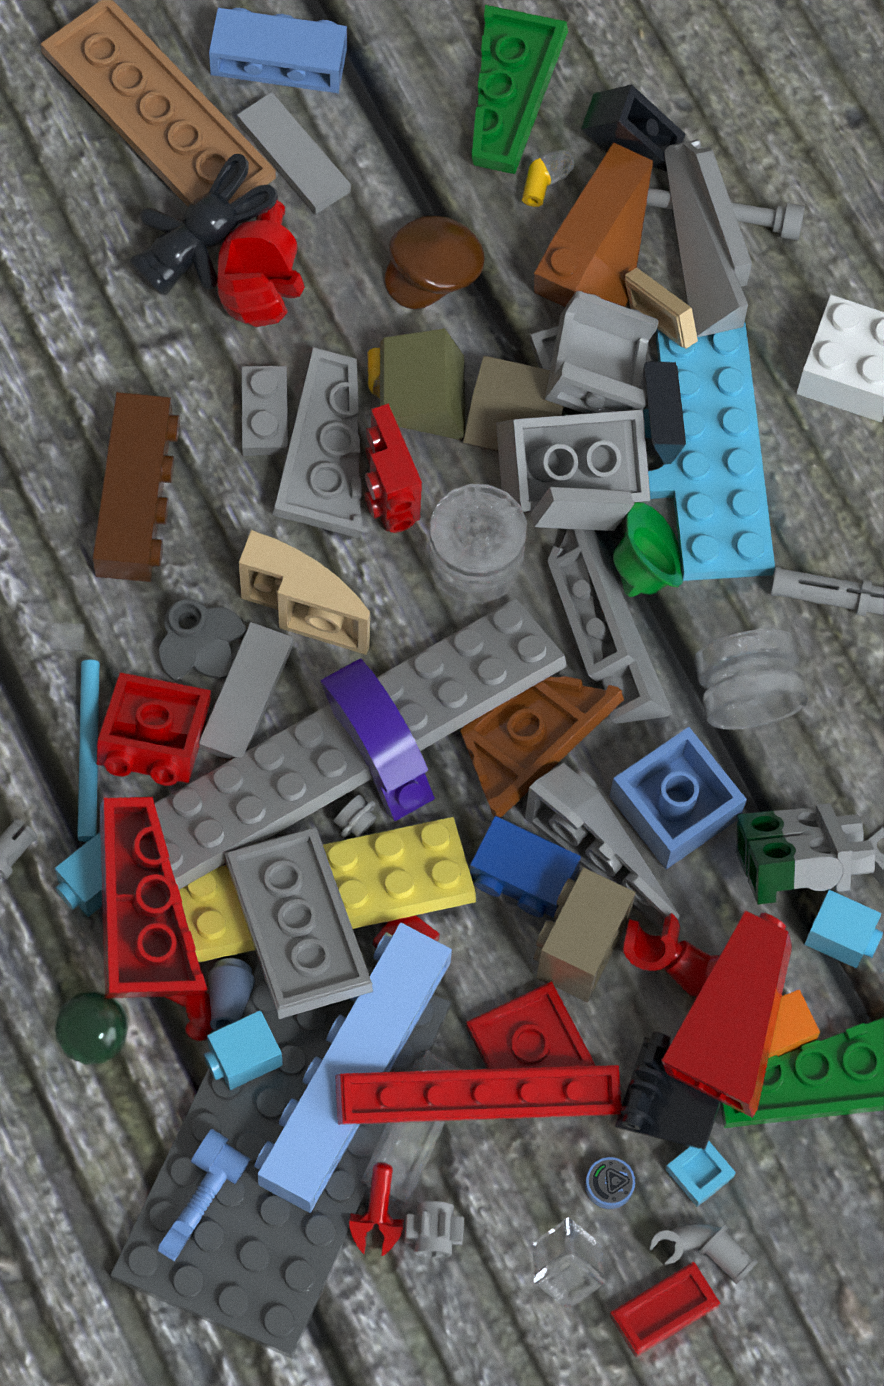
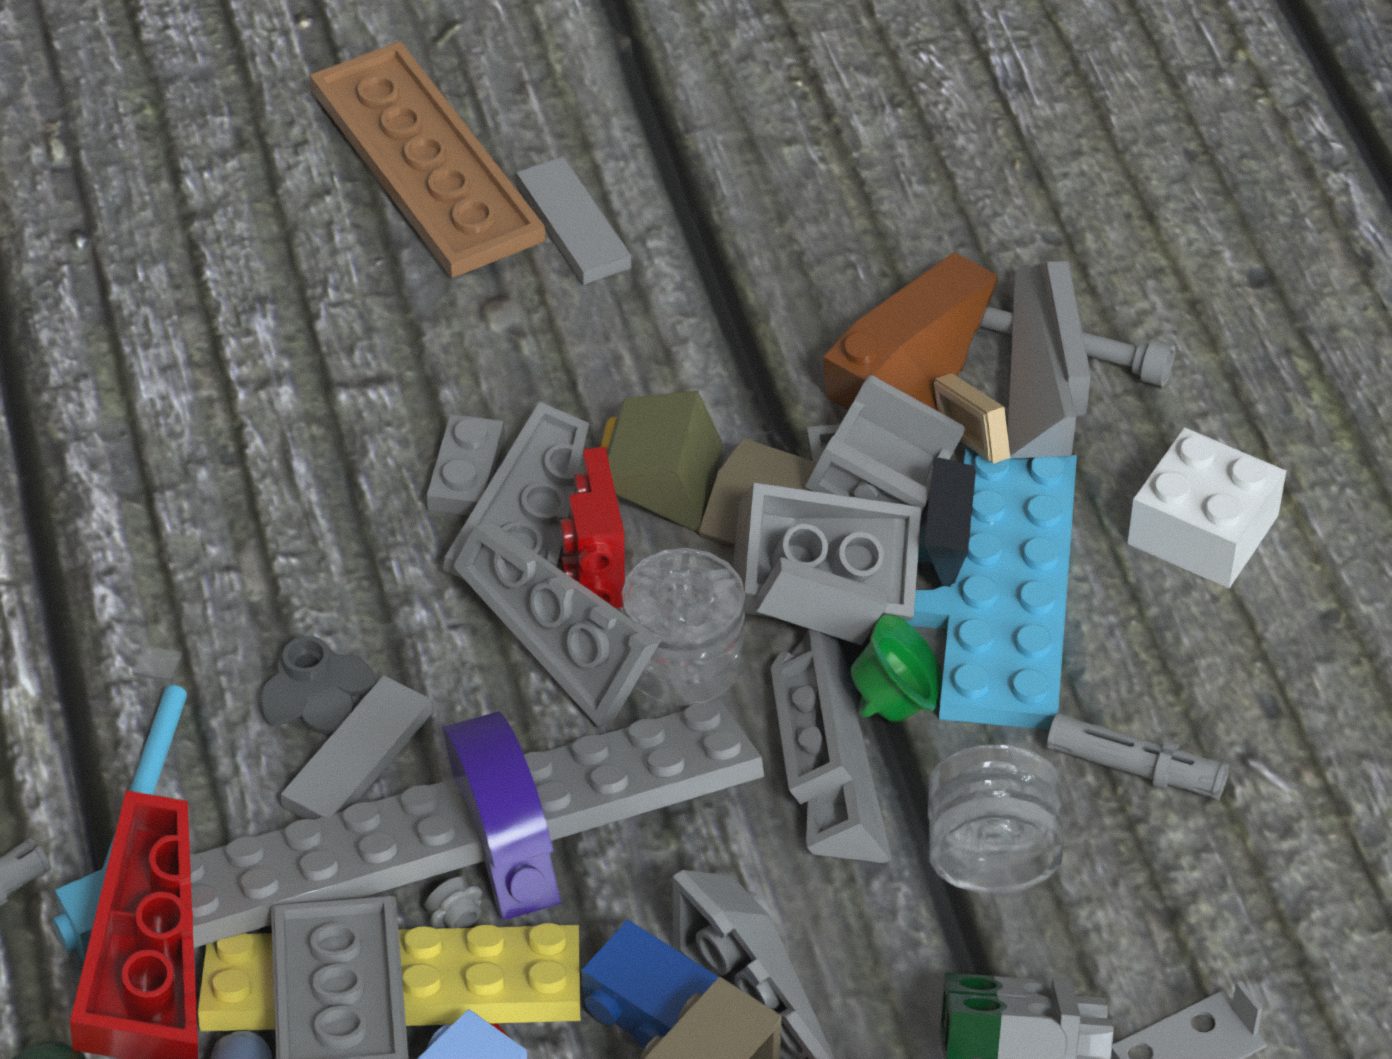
camera: 15 degrees right, 20 degrees down
(134, 487) = (283, 516): reddish brown brick -> none
(152, 729) = (228, 767): red plate -> none
(204, 224) = (446, 259): black animal -> none
(258, 269) = (494, 315): red piece -> none
(278, 50) = (581, 117): medium blue brick -> none
(304, 593) = (450, 641): tan slope -> none
(387, 563) = (565, 626): none -> light grey wing
(431, 260) = (706, 342): reddish brown piece -> none
(515, 72) = (853, 179): green wing -> none
(532, 735) = (704, 834): dark orange wing -> none
(545, 172) = (867, 276): arm -> none
(632, 122) = (982, 232): black slope -> none
(677, 797) = (870, 941): medium blue brick -> none

